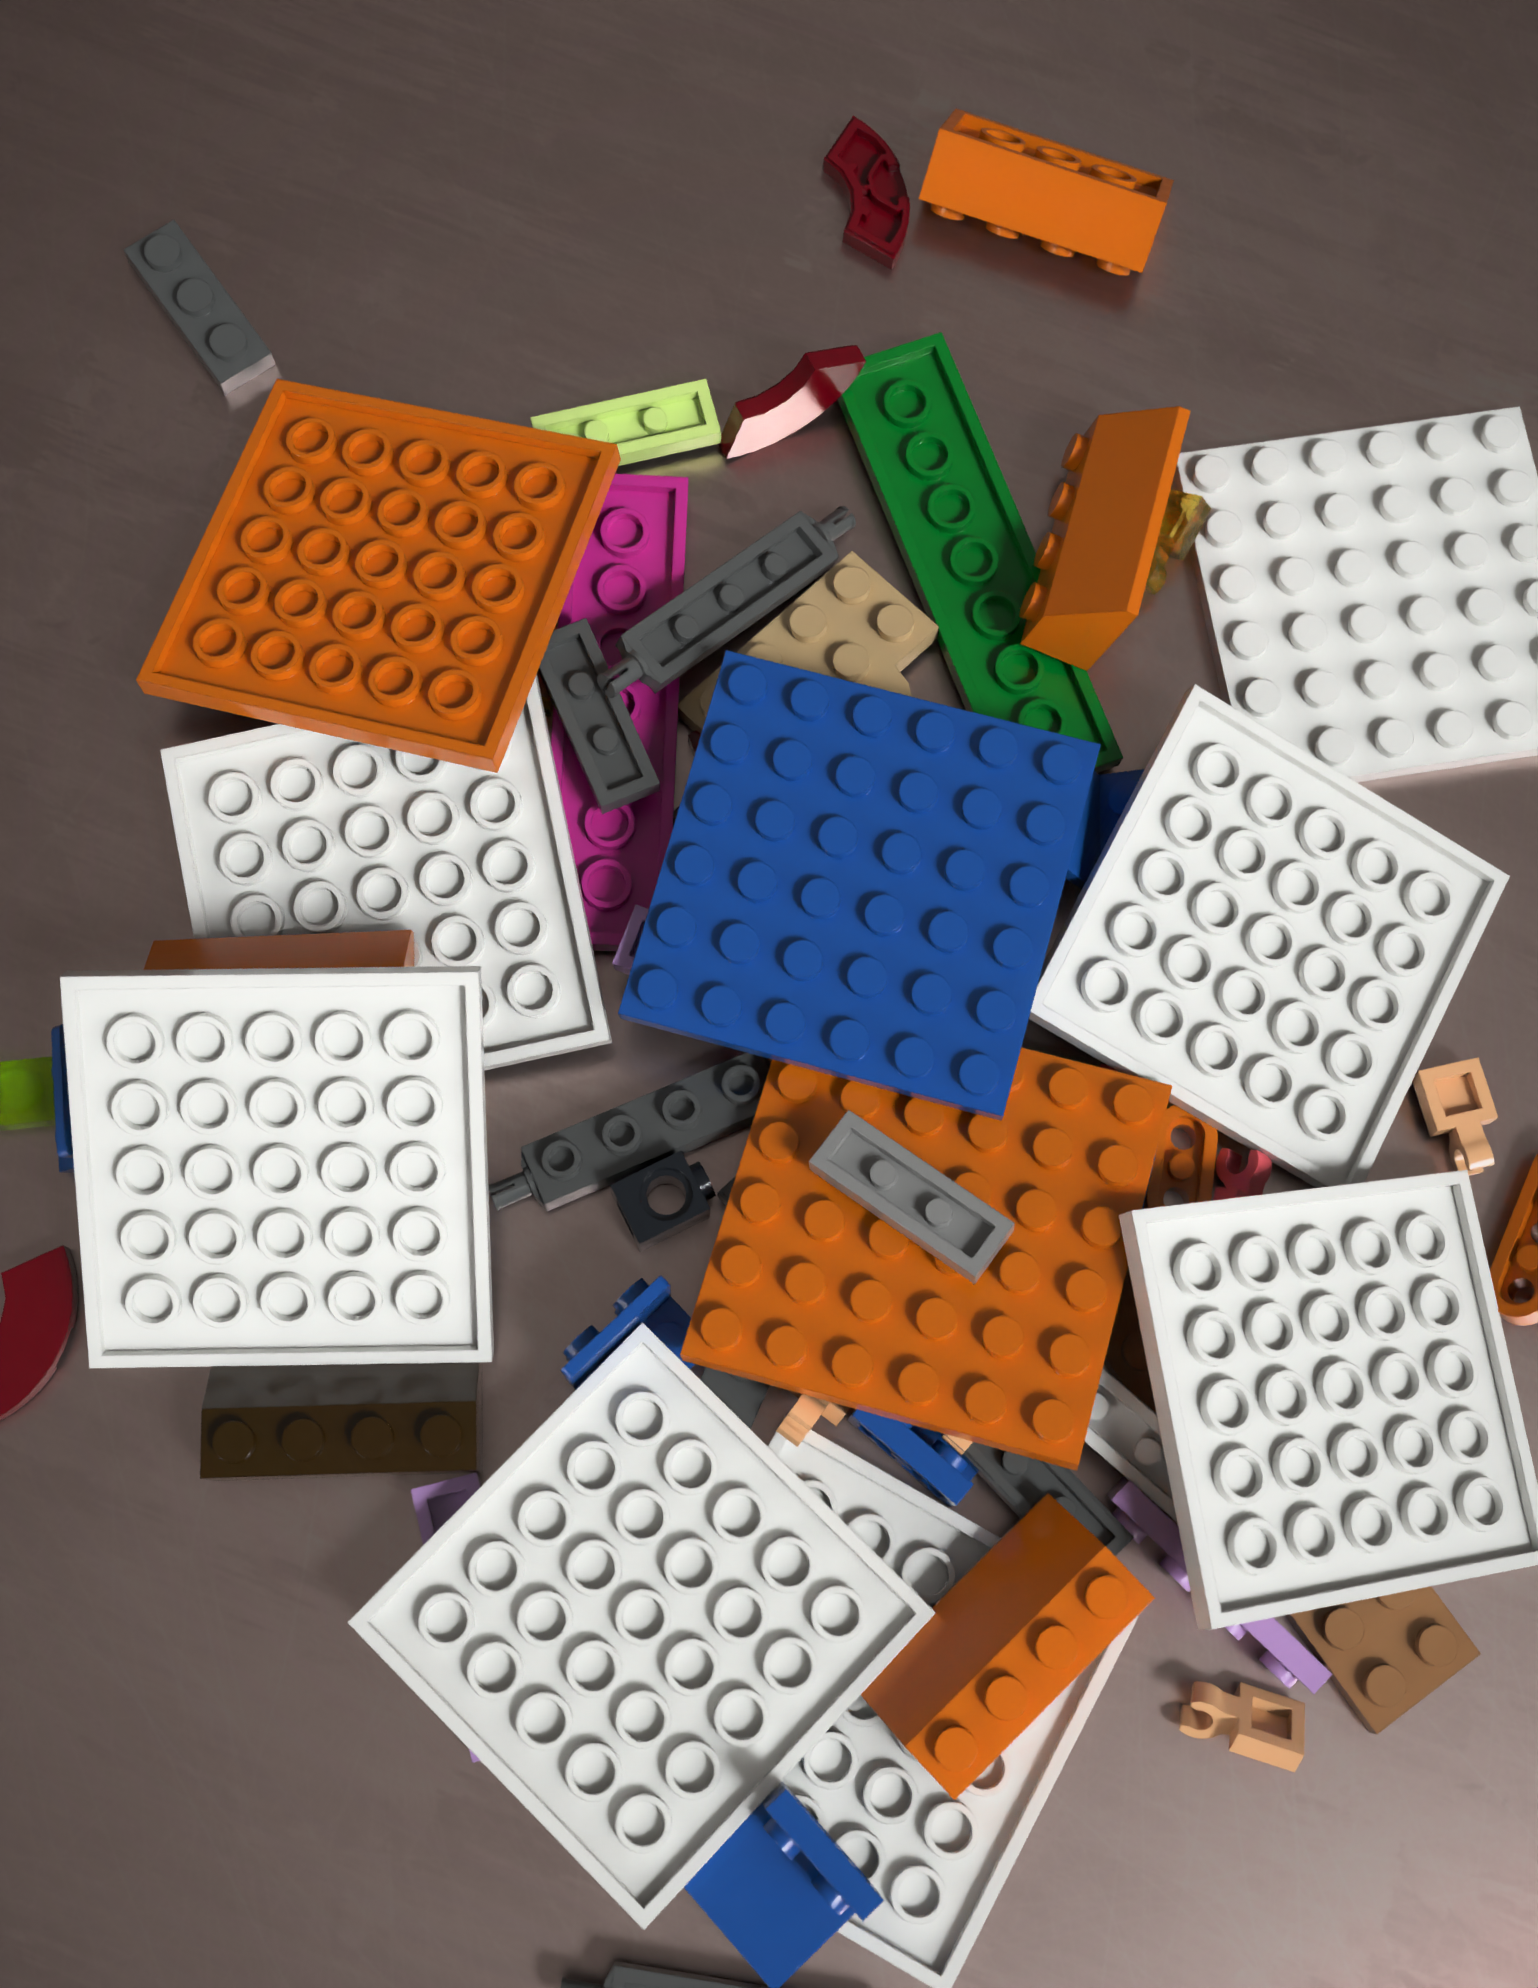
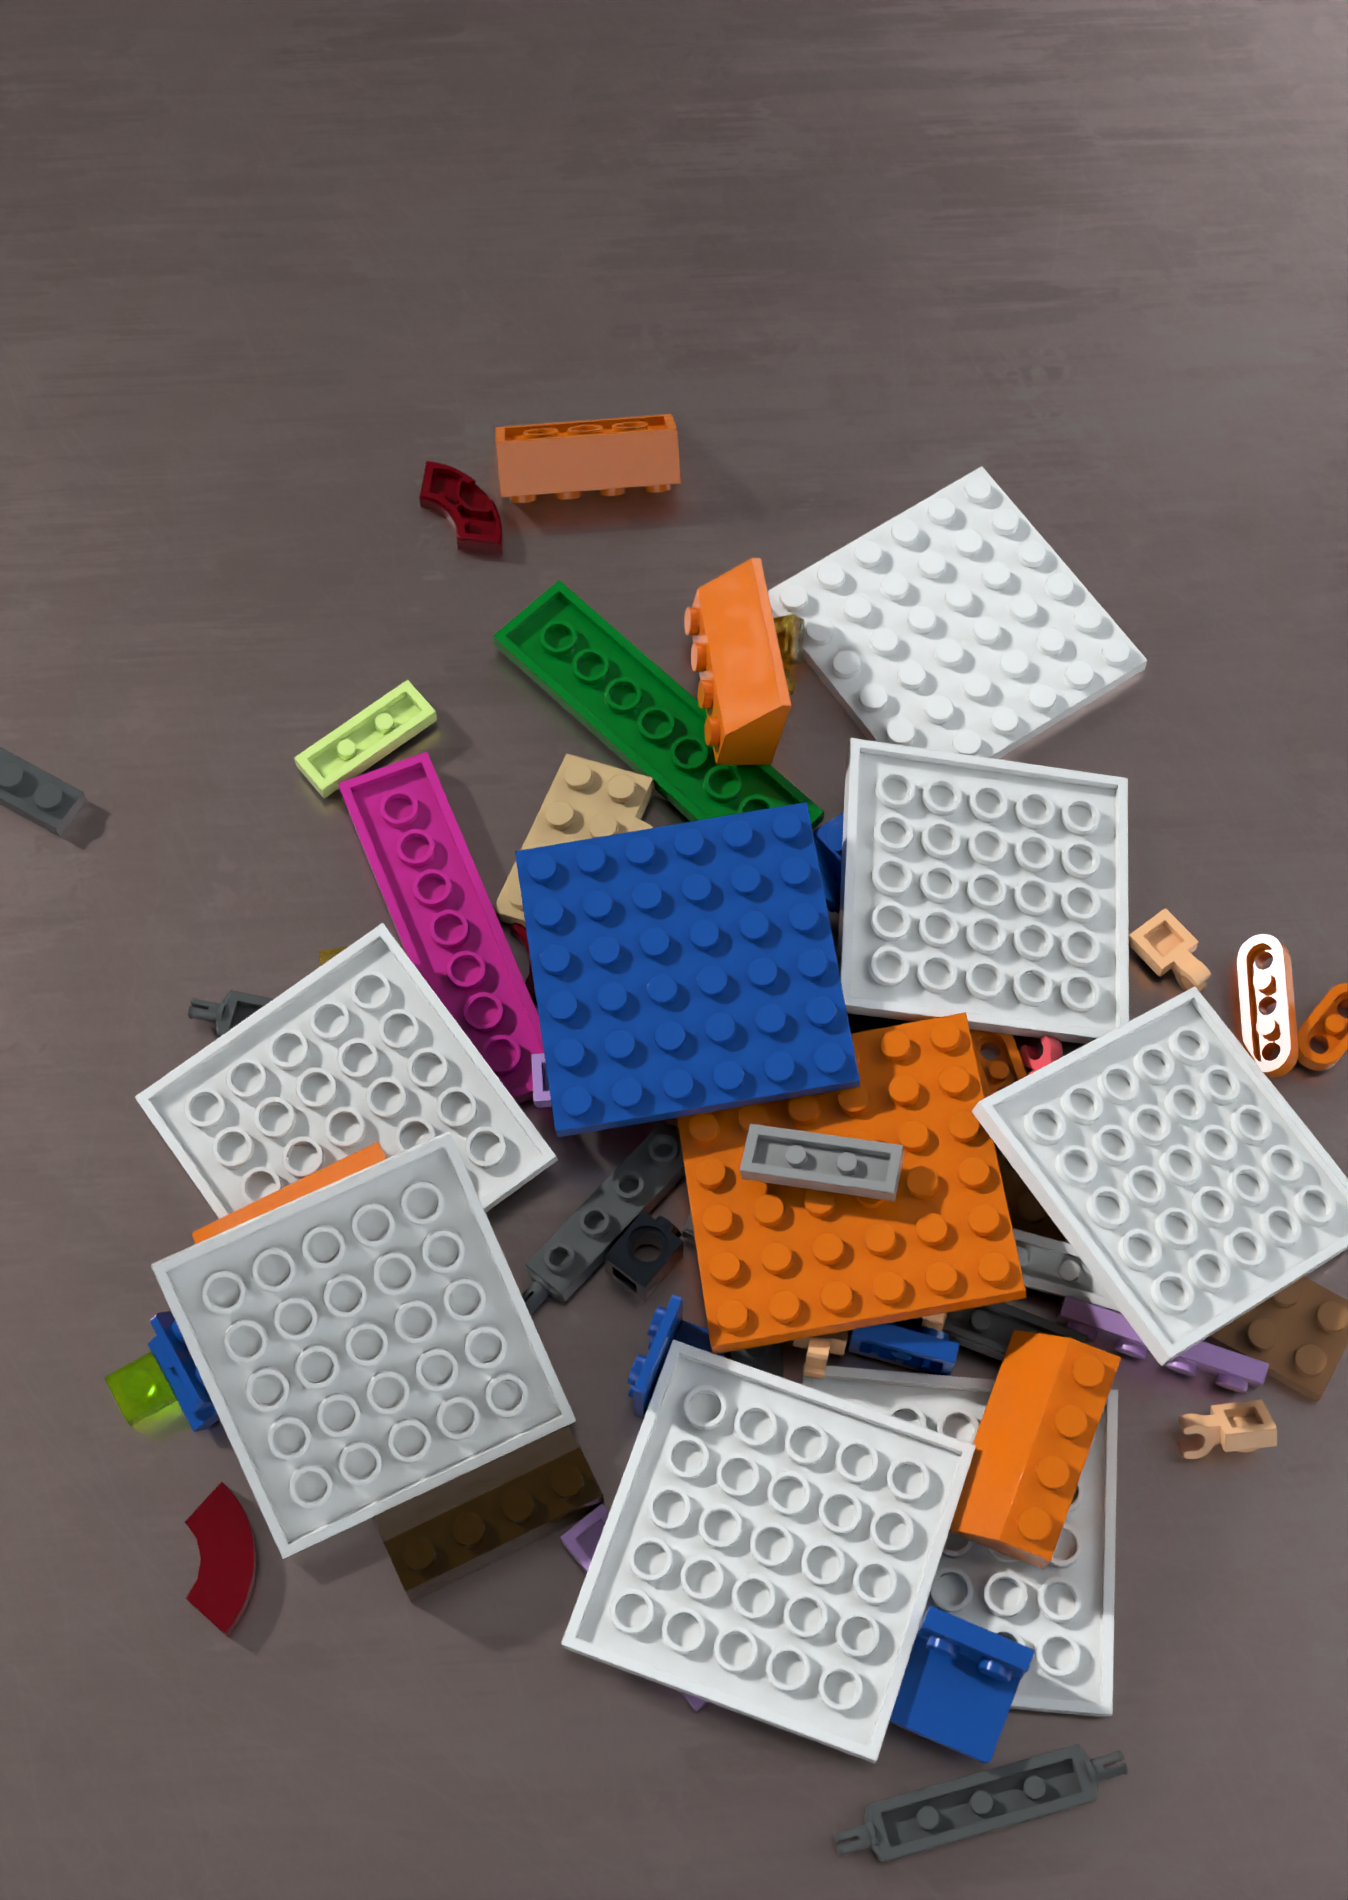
camera: 15 degrees left, 10 degrees down
(383, 573) = (240, 906): orange plate -> none
(593, 722) = (439, 940): dark grey plate -> none
(726, 602) = (495, 823): dark grey plate -> none
(792, 402) = (477, 669): dark red tile -> none

